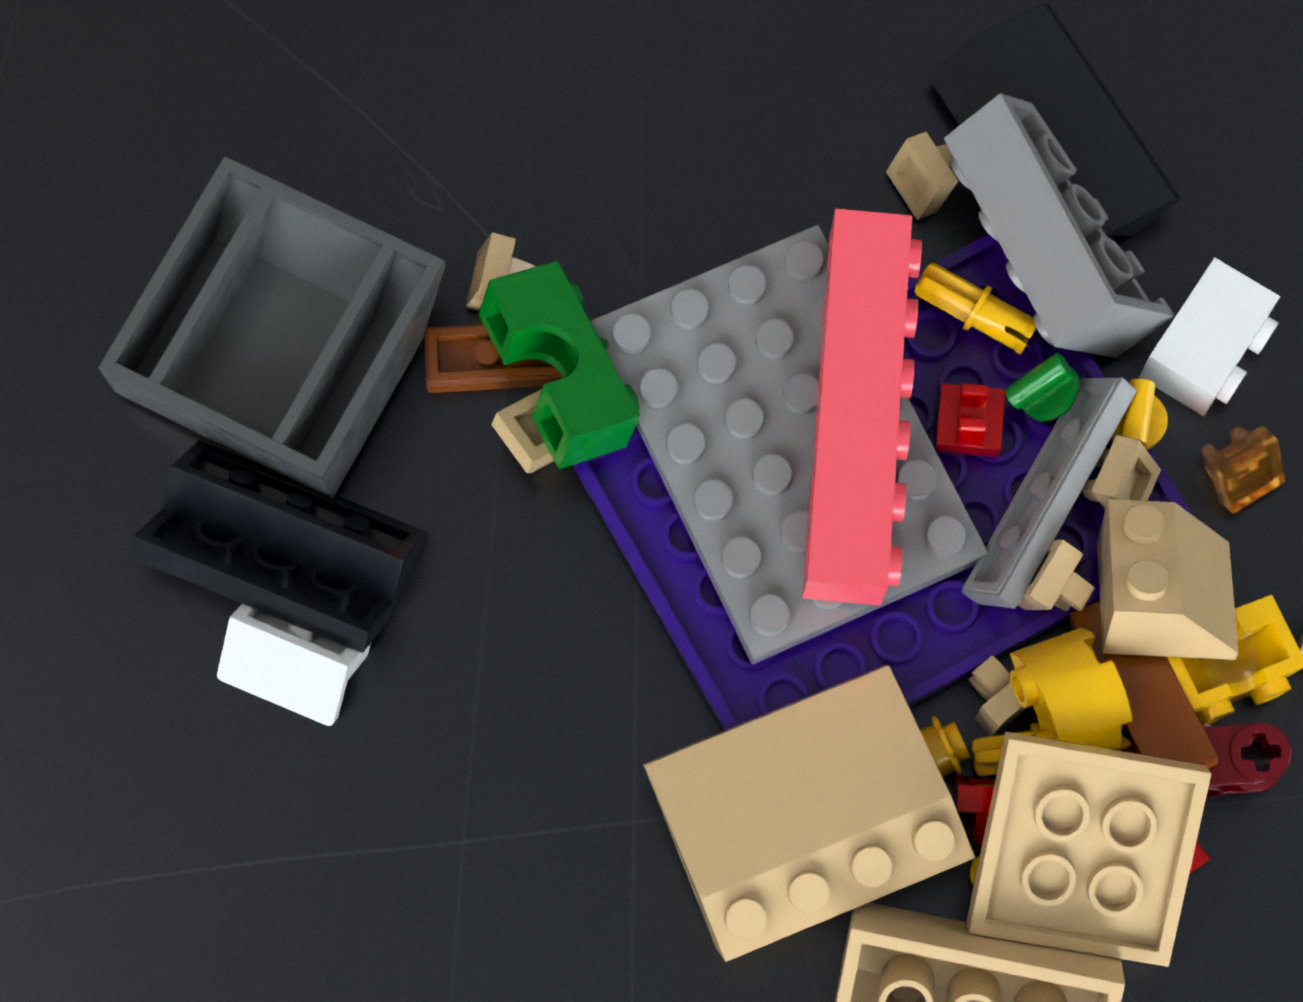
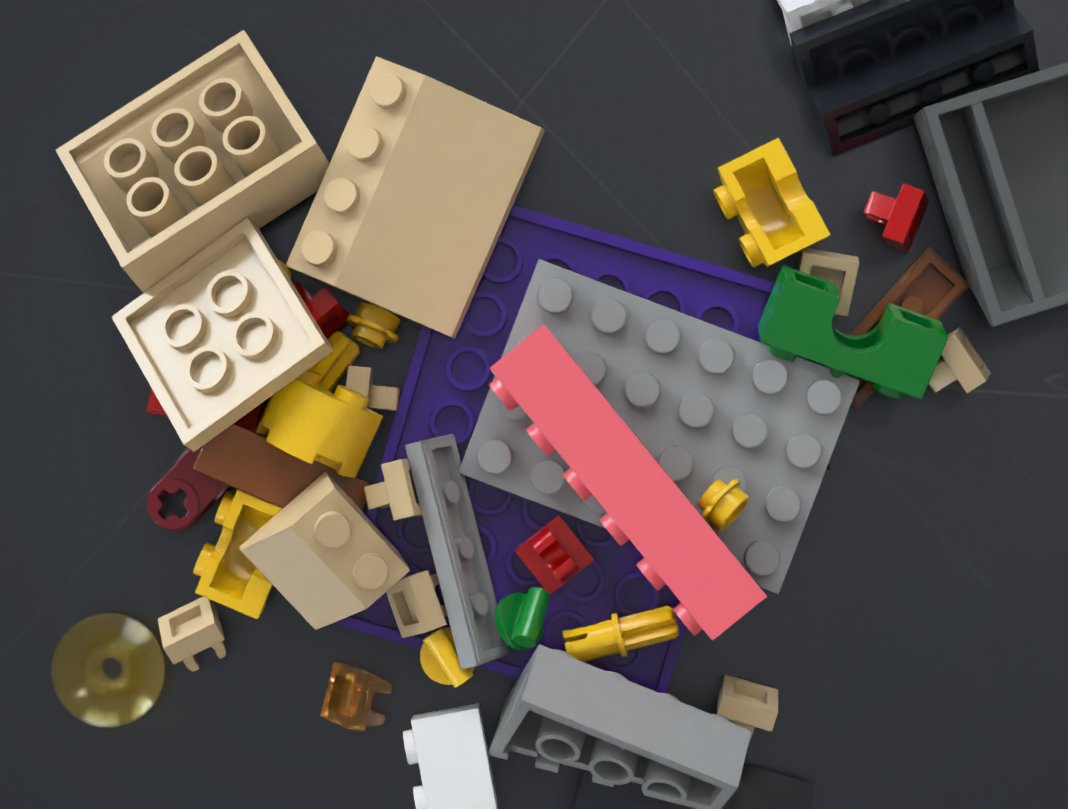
camera: 130 degrees right, 15 degrees up
(425, 427) = (898, 216): none -> red tile
(521, 528) = (769, 205): none -> yellow cylinder
(797, 319) = (723, 503): none -> yellow plate

